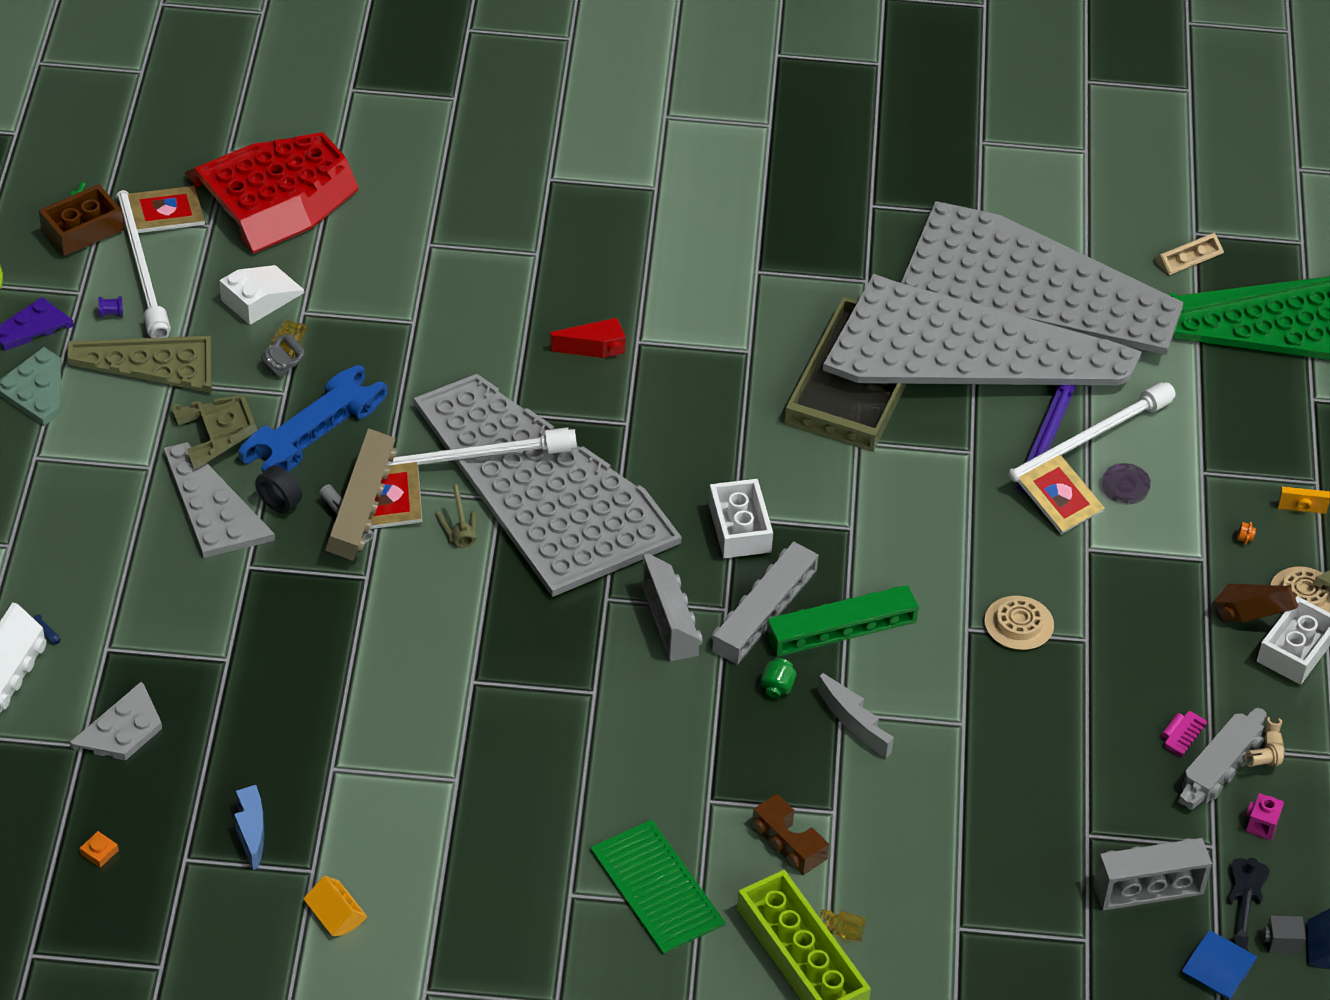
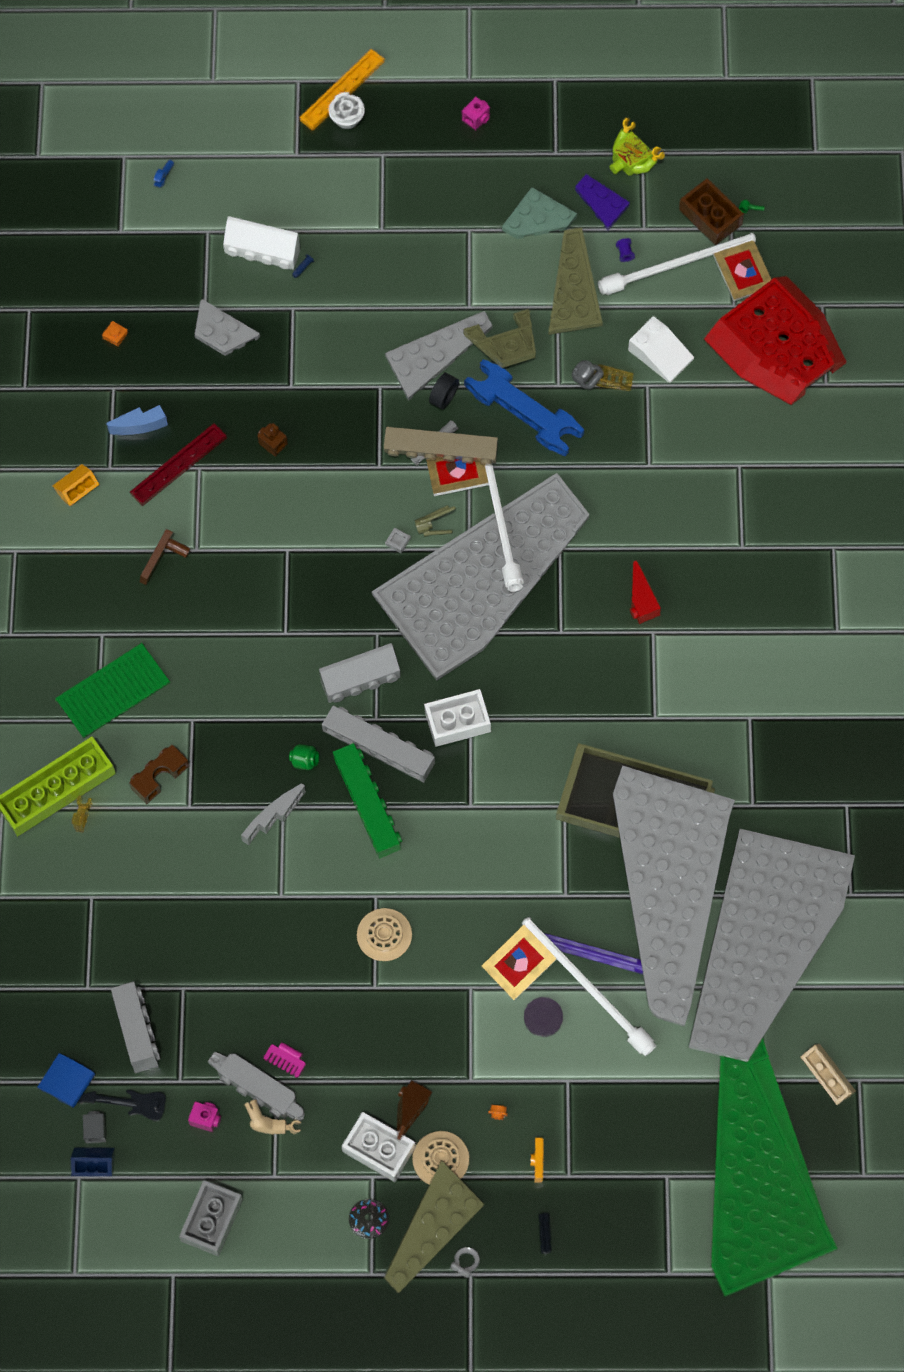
camera: 90 degrees right, 20 degrees up
(309, 676) = (272, 439): none -> reddish brown brick
(324, 790) = (178, 464): none -> dark red tile
(464, 816) = (165, 542): none -> reddish brown piece
(478, 565) = (397, 540): none -> light grey tile

